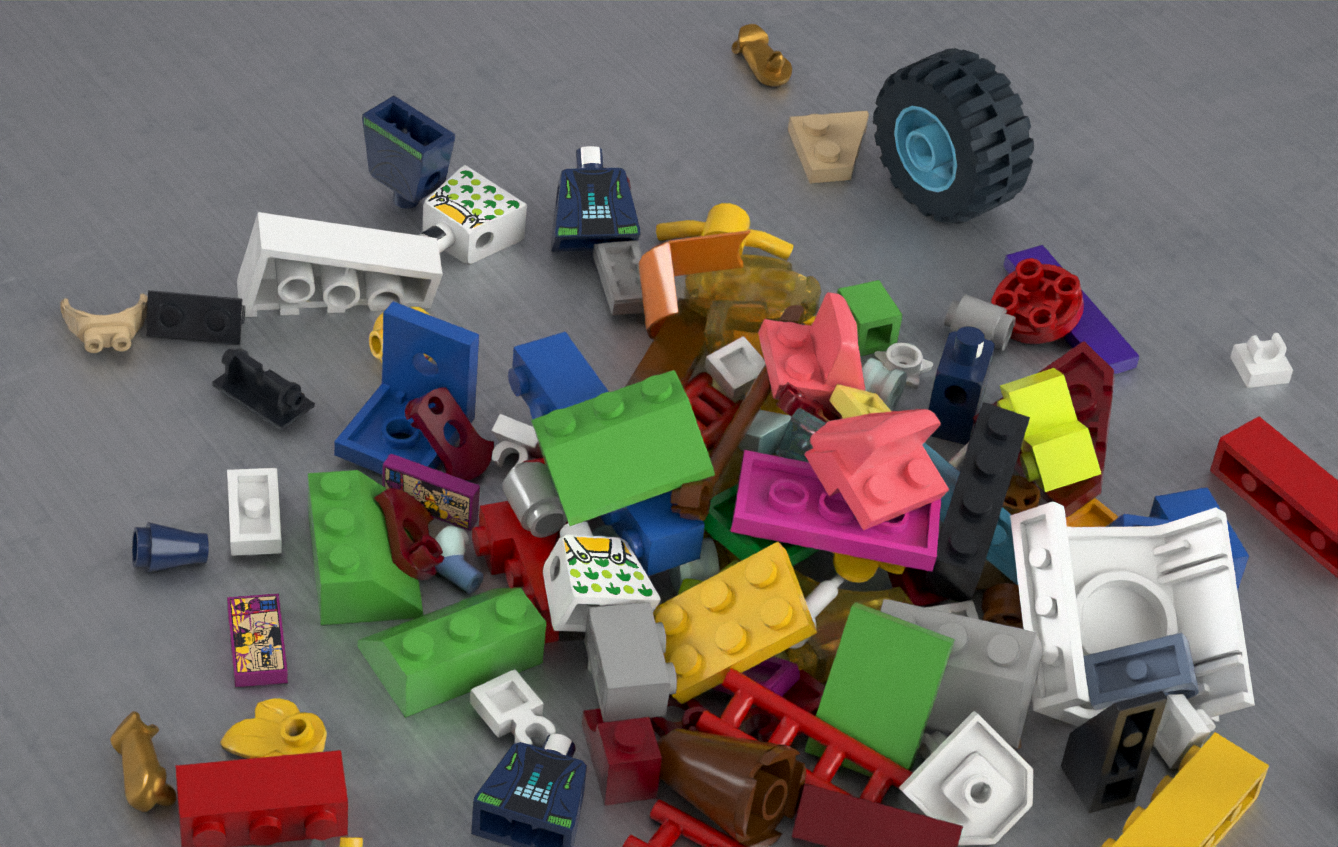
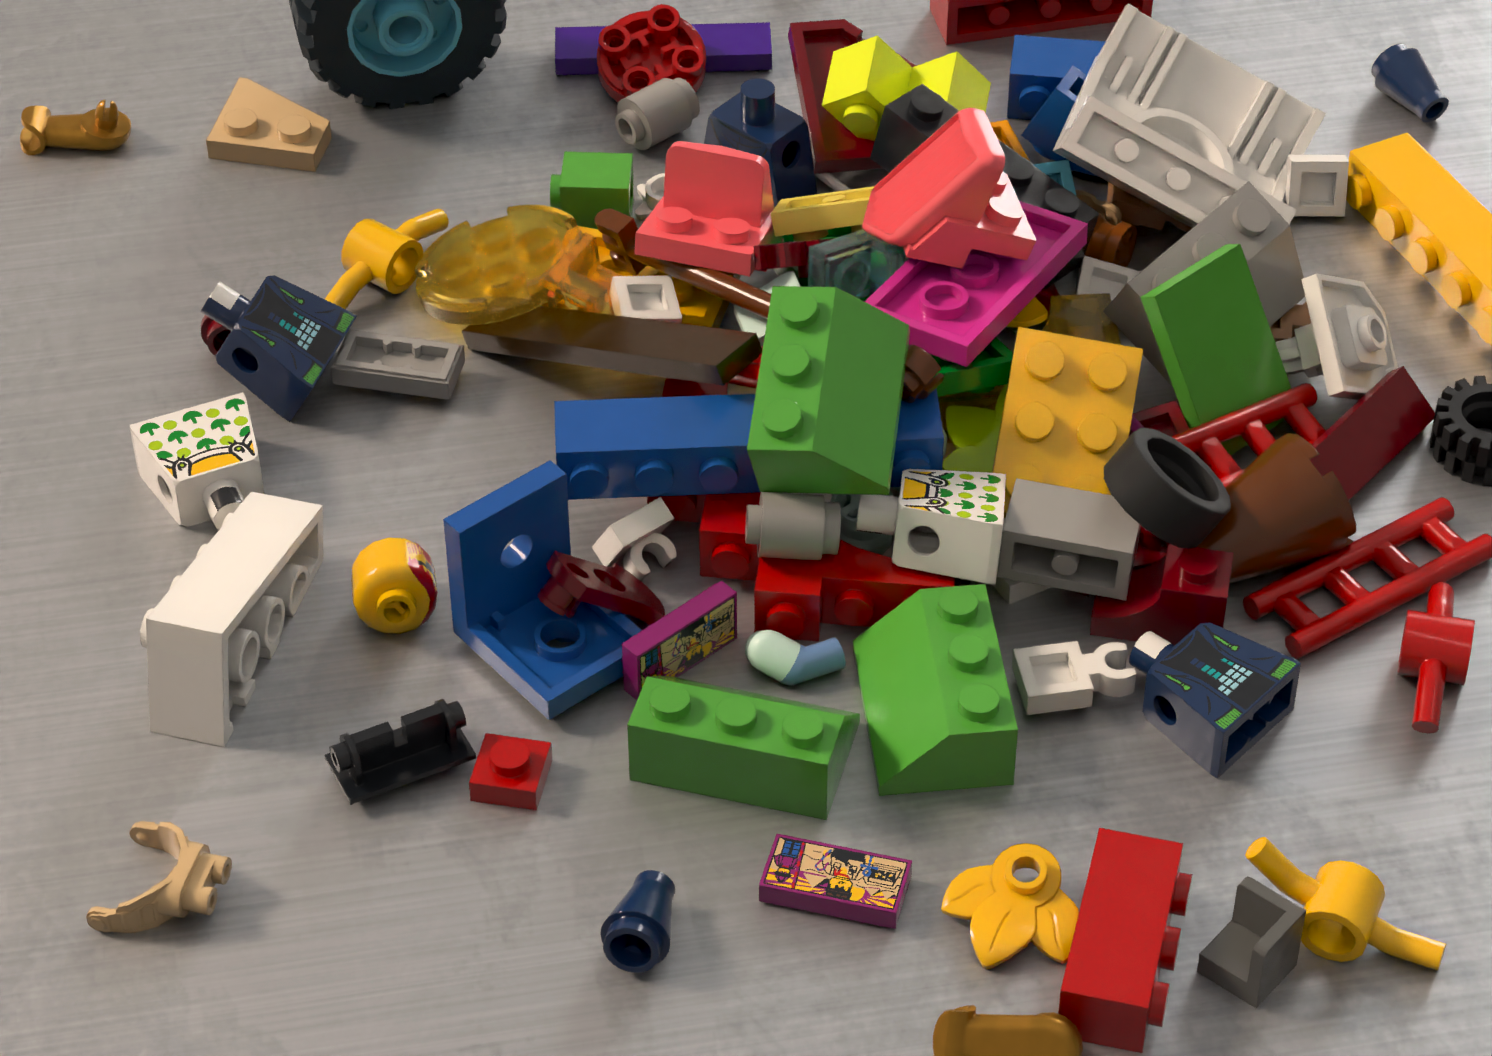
camera: 60 degrees left, 0 degrees up
(195, 317) = (218, 780): black hinge -> none
(254, 511) = (619, 818): white plate -> none
(279, 449) = (510, 771): none -> red plate
(406, 150) = (93, 458): dark blue torso -> none
(417, 557) = (774, 686): dark red piece -> none
(680, 258) = (491, 311): orange piece -> none
(710, 676) = (1166, 488): none -> black tyre
(1112, 751) = (1351, 214): black slope -> none
(1141, 670) = (1264, 147): sand blue plate -> none

